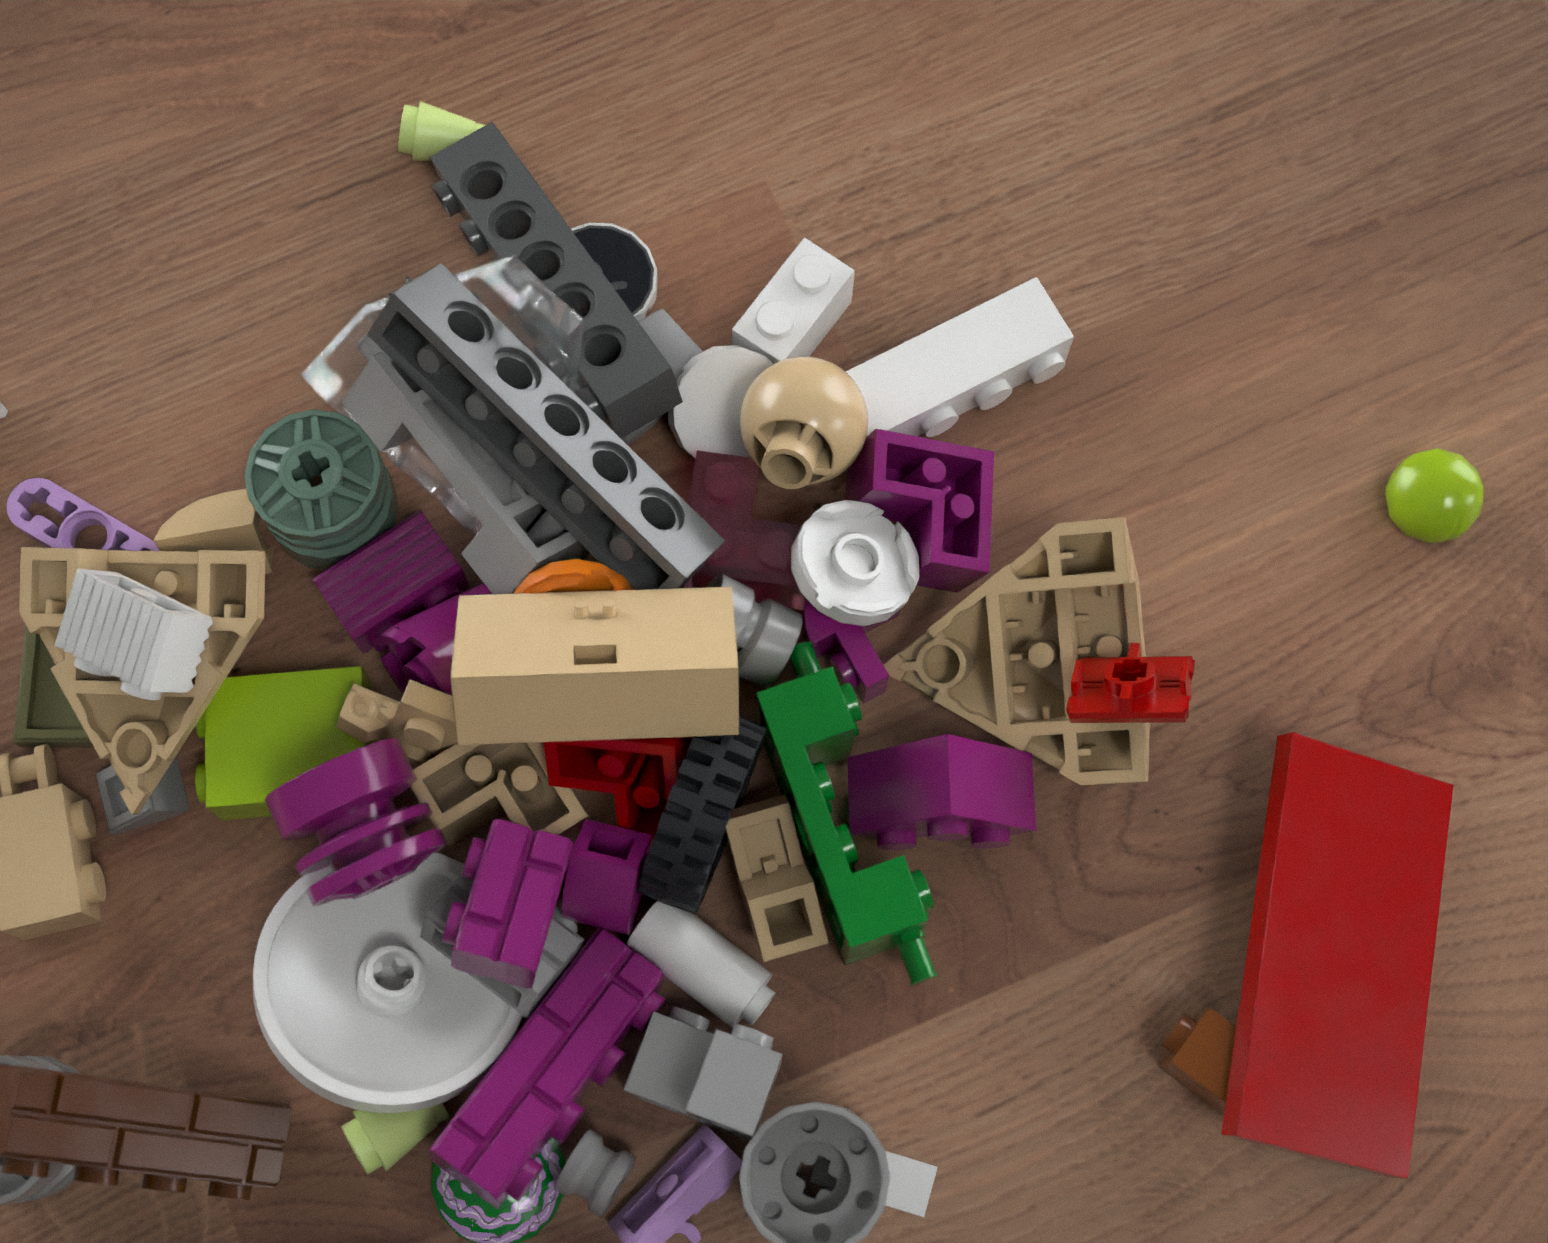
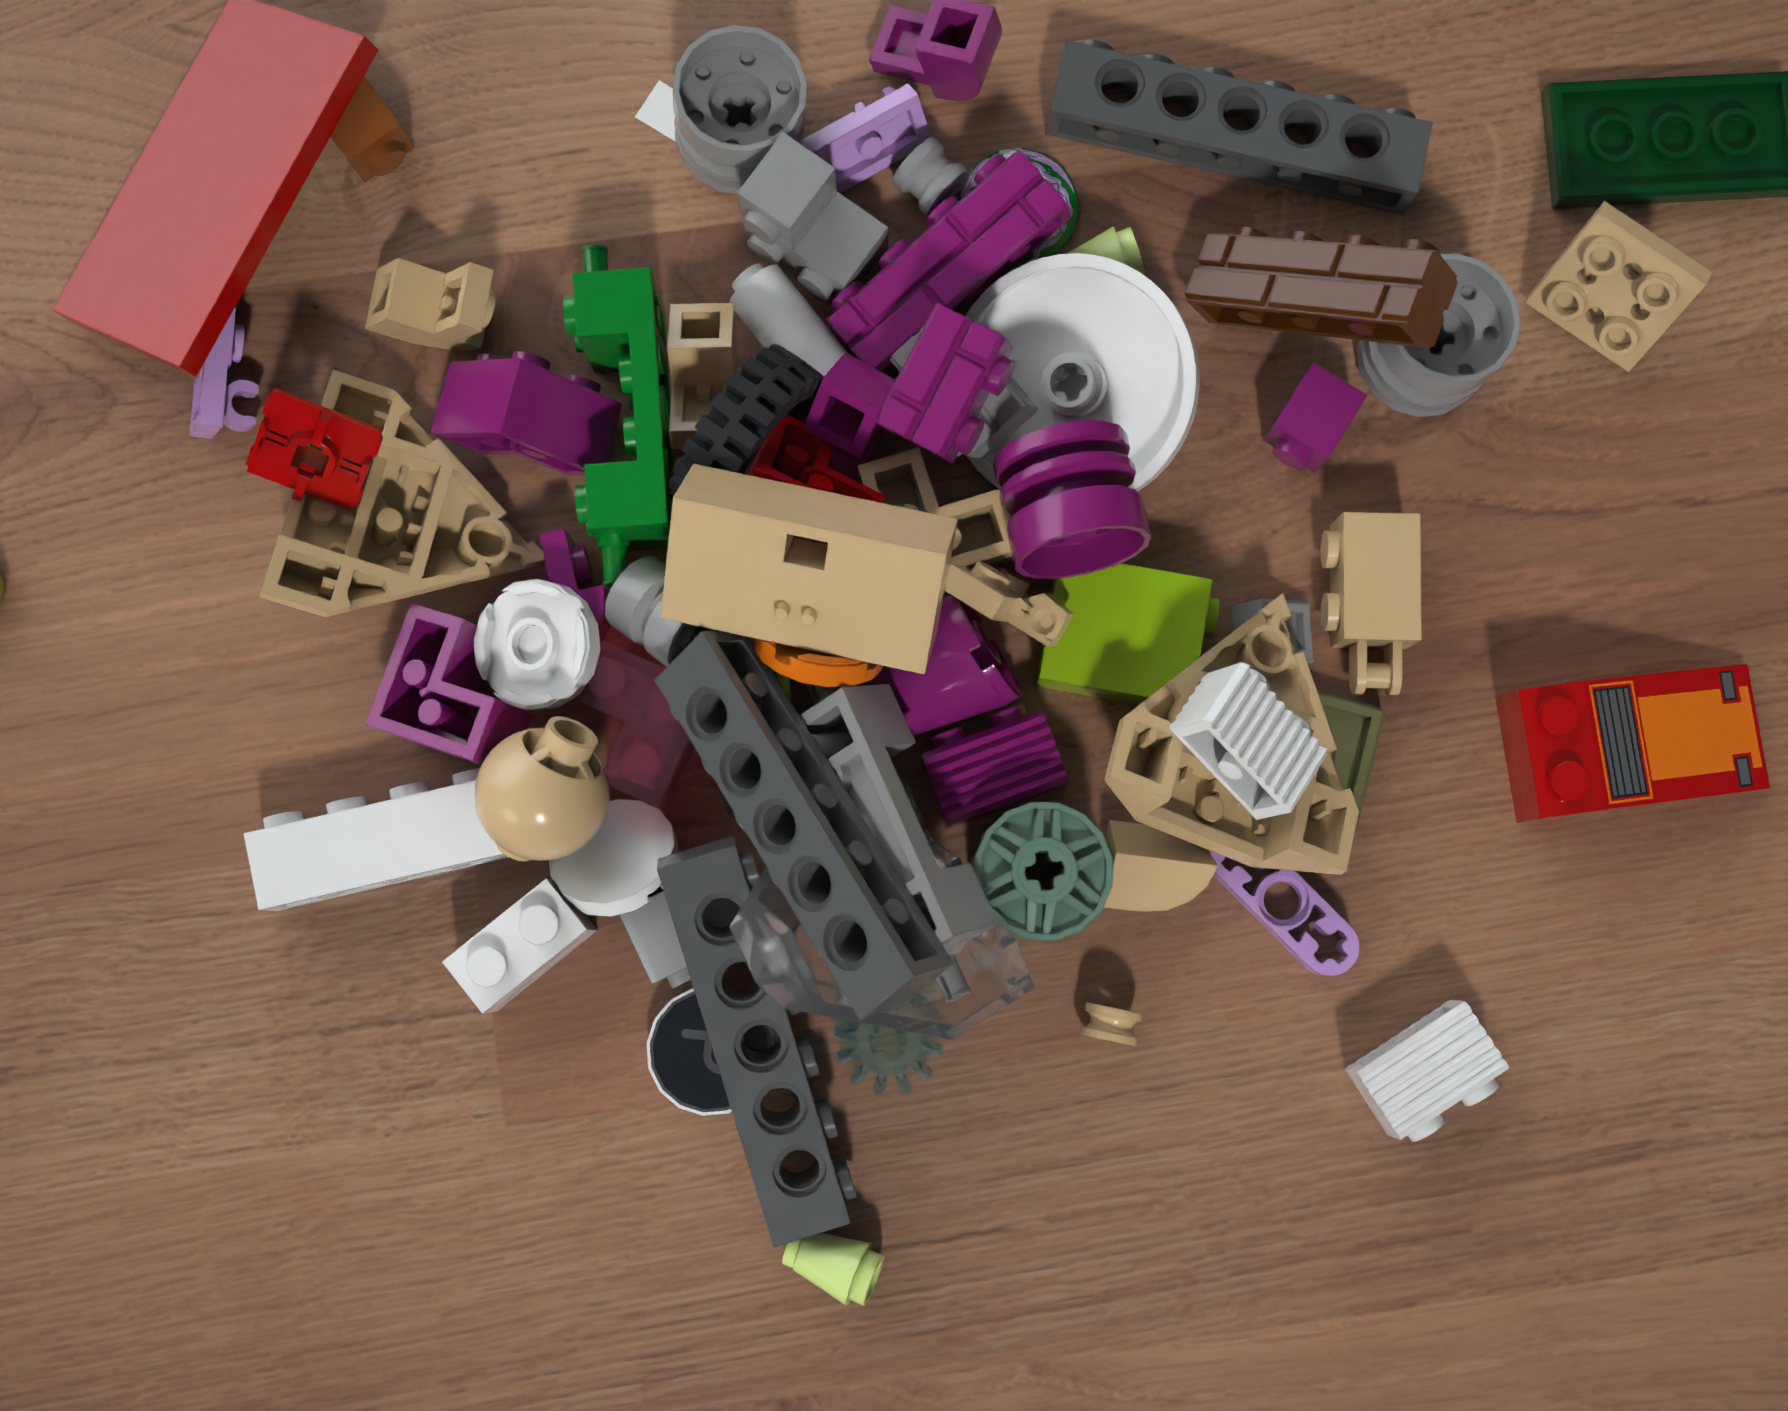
camera: 165 degrees left, 10 degrees up
(132, 1013) = (1313, 419): none -> magenta brick
(232, 387) = (1111, 1024): none -> tan bush
(1074, 884) = (432, 305): none -> tan brick
(1258, 739) = (211, 396): none -> lavender plate

